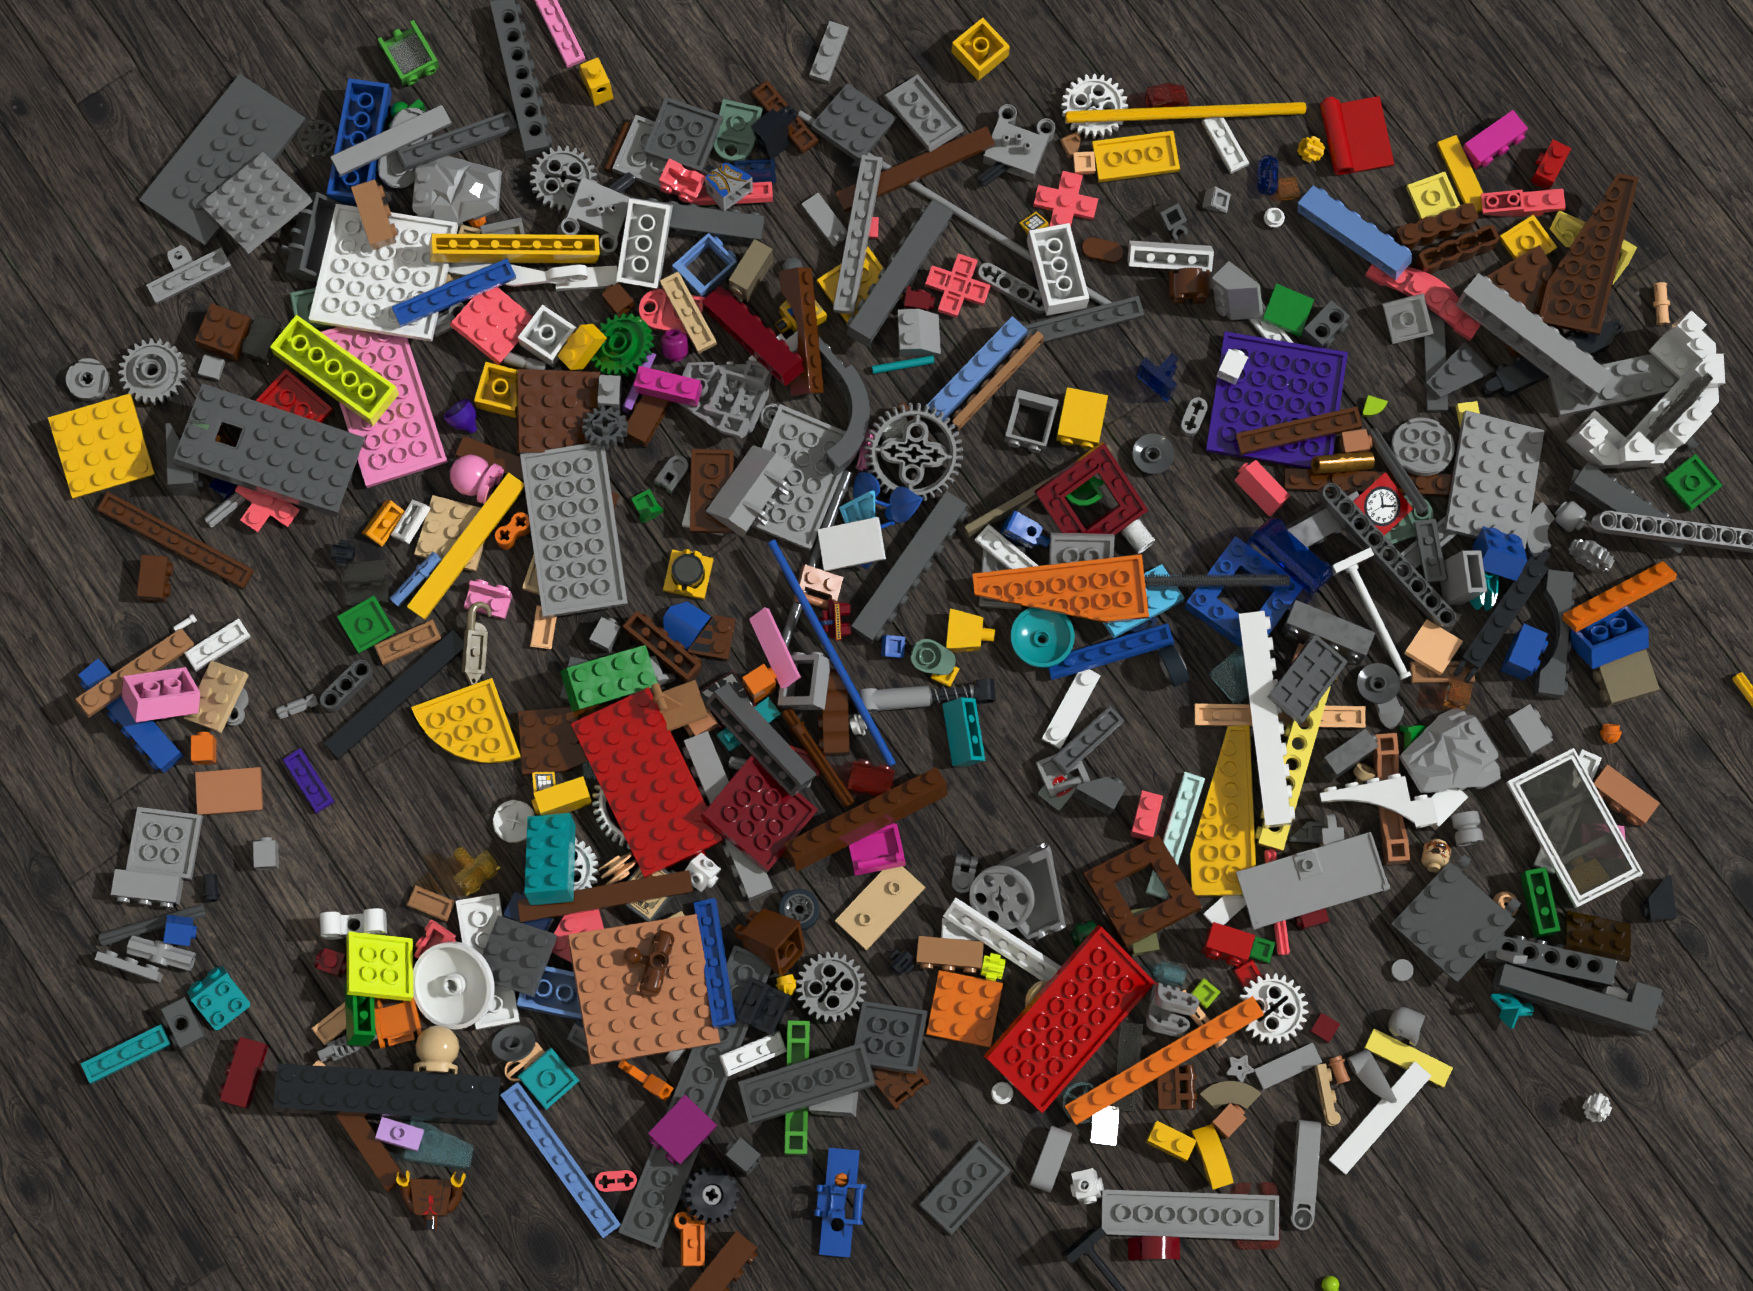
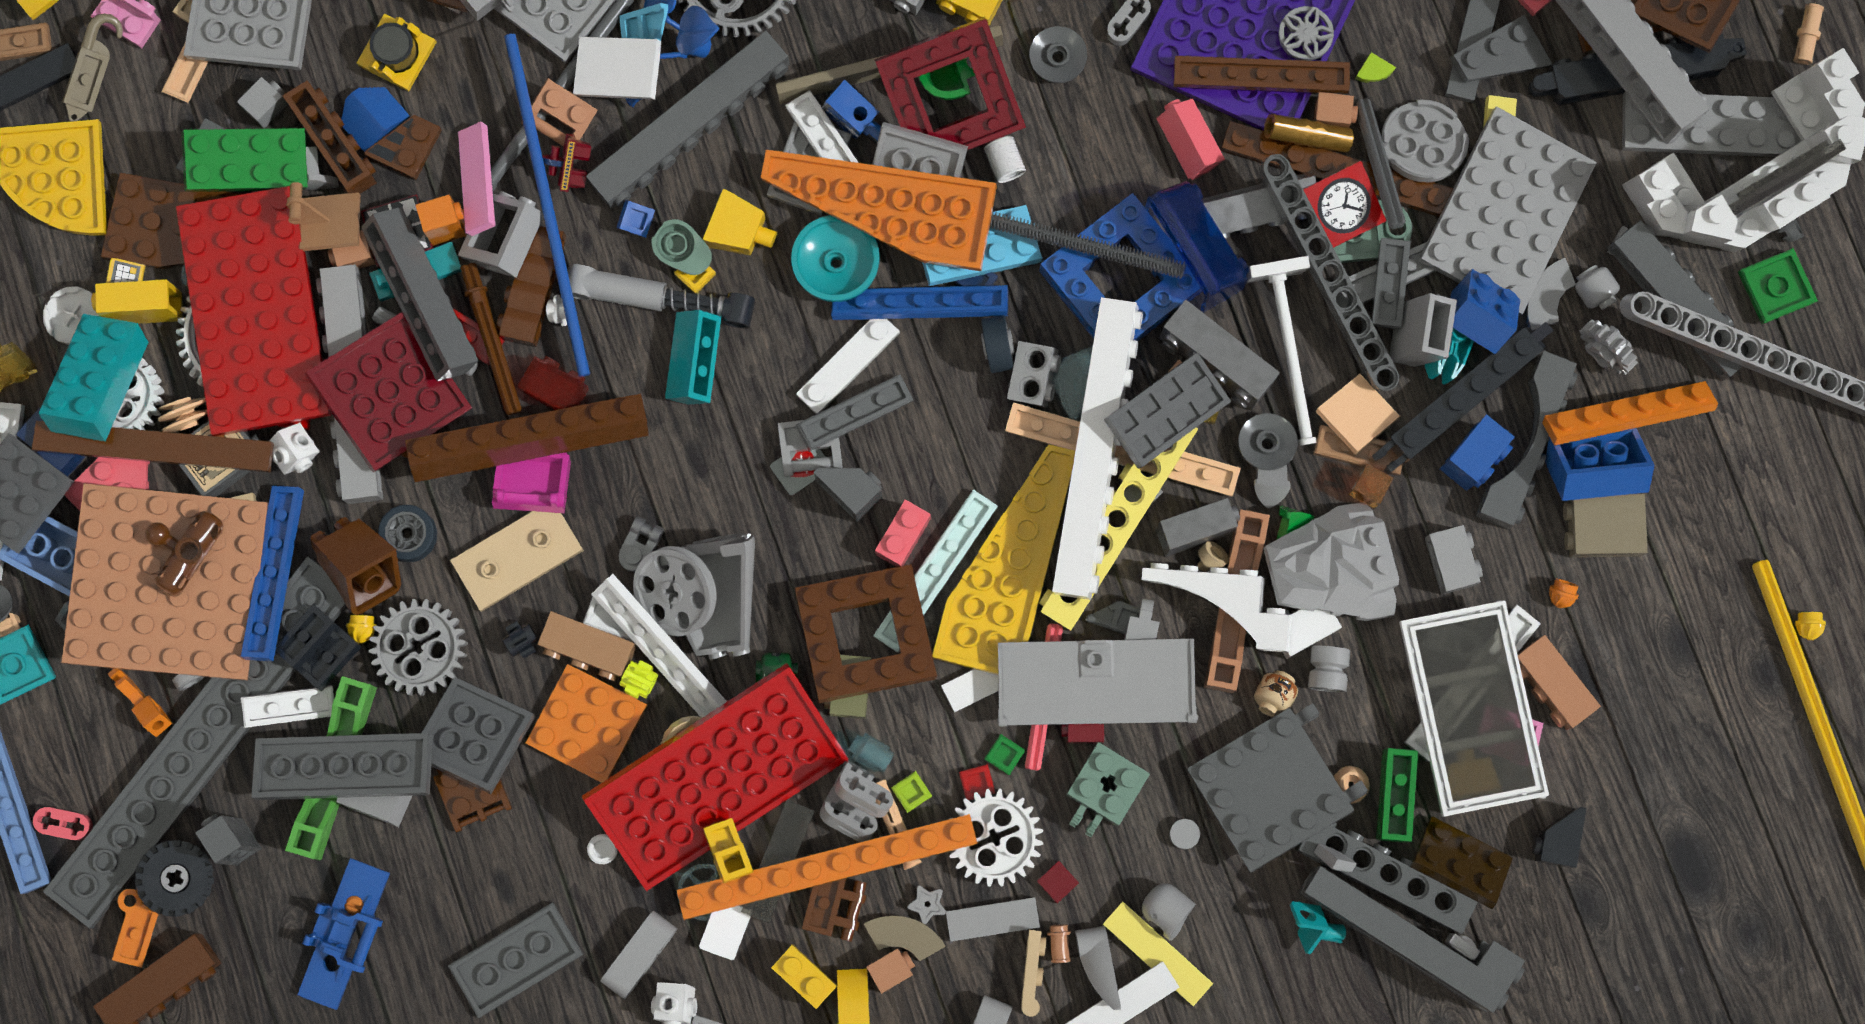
camera: 20 degrees right, 5 degrees up
(682, 1131) = (161, 782): magenta brick -> none
(1095, 1071) = (727, 851): none -> yellow brick
(1197, 680) = (1025, 373): none -> light grey brick
(1227, 944) = (958, 736): red brick -> none
(1320, 394) = (1306, 33): none -> light grey wheel
(1327, 956) = (1089, 793): none -> sand green hinge

